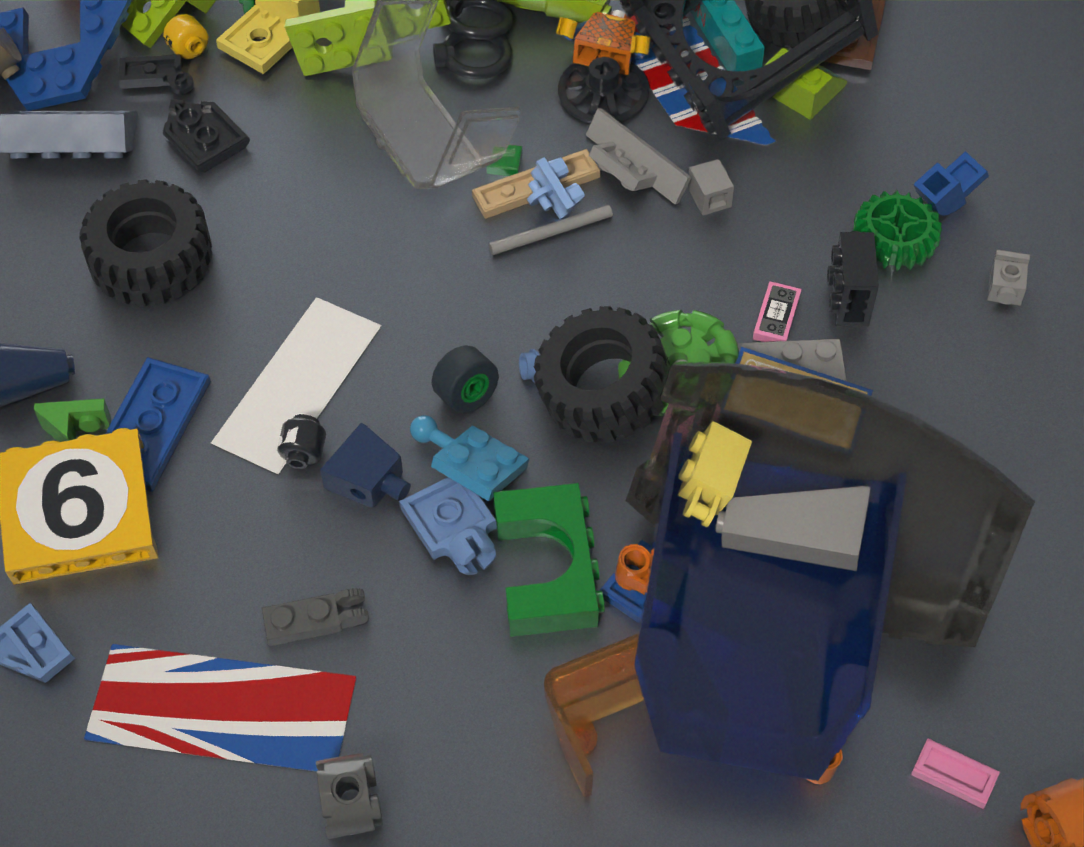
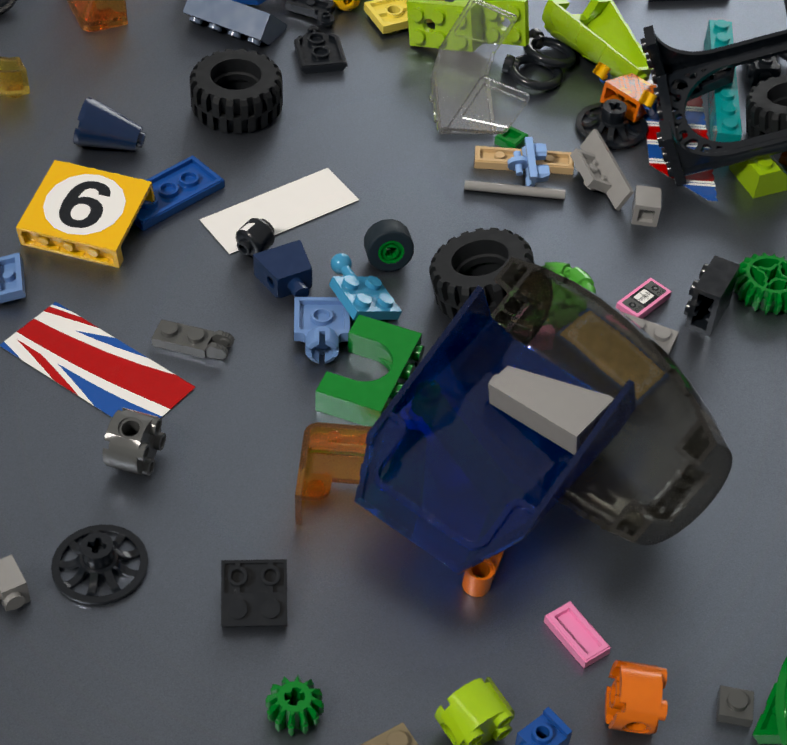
camera: 25 degrees right, 10 degrees down
(67, 417) = (122, 164): bright green slope -> none
(712, 471) = (506, 344): light yellow brick -> none

